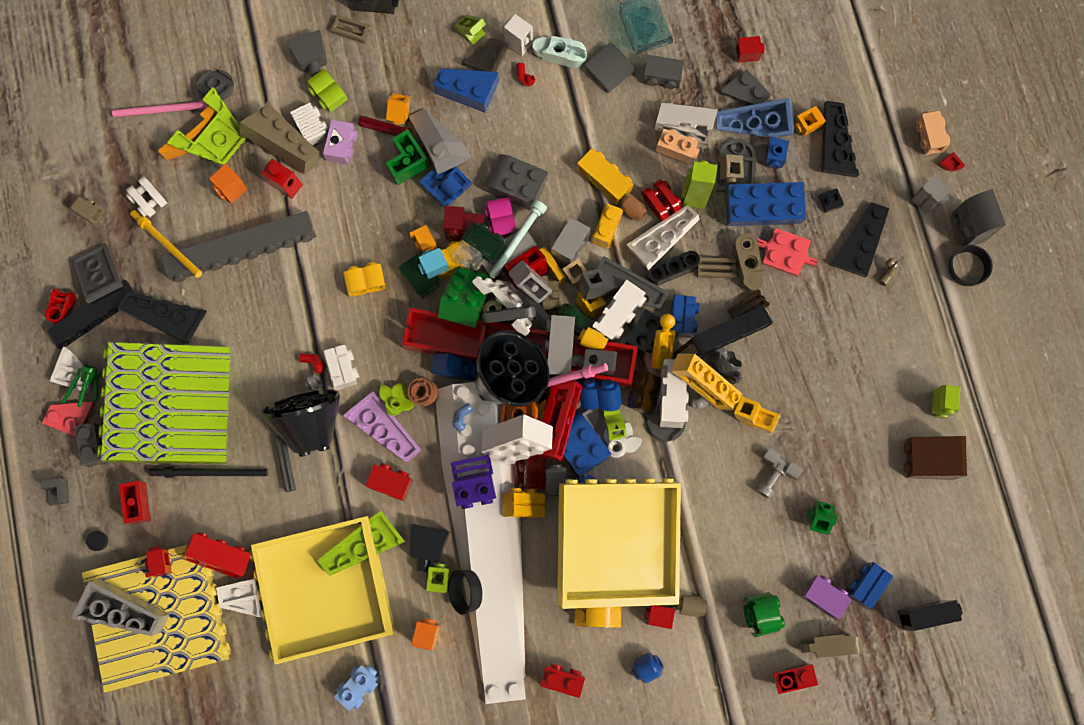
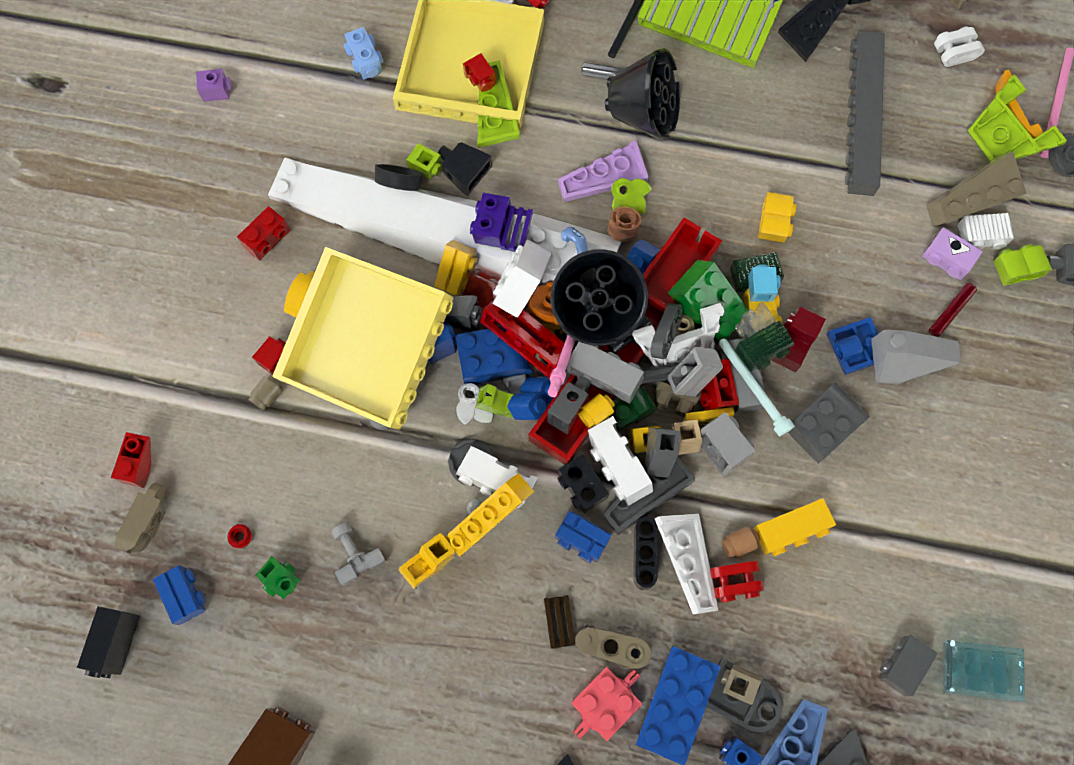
camera: 115 degrees right, 5 degrees down
(145, 224) = (926, 36): yellow bar -> none
(227, 184) = (943, 121): orange brick -> none
(279, 176) = (935, 173): red torso -> none
(313, 382) = (685, 128): light grey plate -> none
(314, 360) = (707, 138): red arm -> none
(340, 367) = (688, 157): white brick -> none
(341, 566) = (479, 73): none -> red brick
(389, 482) = (544, 154): red brick -> none
(398, 108) = (971, 329): light orange brick -> none
(409, 162) = (899, 314): green brick -> none
(423, 239) = (796, 294): light orange brick -> none
(426, 634) = (375, 125): orange brick -> none
(467, 87) = (970, 419): blue wedge -> none
(471, 28) = (1049, 456): lime slope -> none
(487, 56) = (1004, 460): clear smoke wing -> none
(501, 217) = (789, 387): dark pink brick -> none
(518, 34) = (1021, 503): white brick -> none
(522, 77) = (962, 491): red arm -> none
(545, 48) = (993, 534): light aqua piece -> none
(607, 226) = (730, 500): yellow brick -> none
(609, 67) = (938, 601): dark grey slope -> none
(644, 392) = (514, 448): dark brown brick -> none
(647, 668) = (230, 320): blue head -> none
(663, 341) = (559, 495): yellow plate -> none
(677, 146) = (798, 632): light nougat brick -> none
(687, 120) = (827, 659): white wedge -> none
(698, 184) = (734, 622): lime brick -> none
(717, 267) = (633, 588): dark tan tile -> none
(726, 333) = (535, 571): black beam -> none
(726, 365) = (502, 558): dark grey hair -> none
(763, 614) = (213, 459): green brick -> none
(812, 566) = (234, 531): none -> red plate
(826, 597) = (193, 538): medium lavender brick -> none

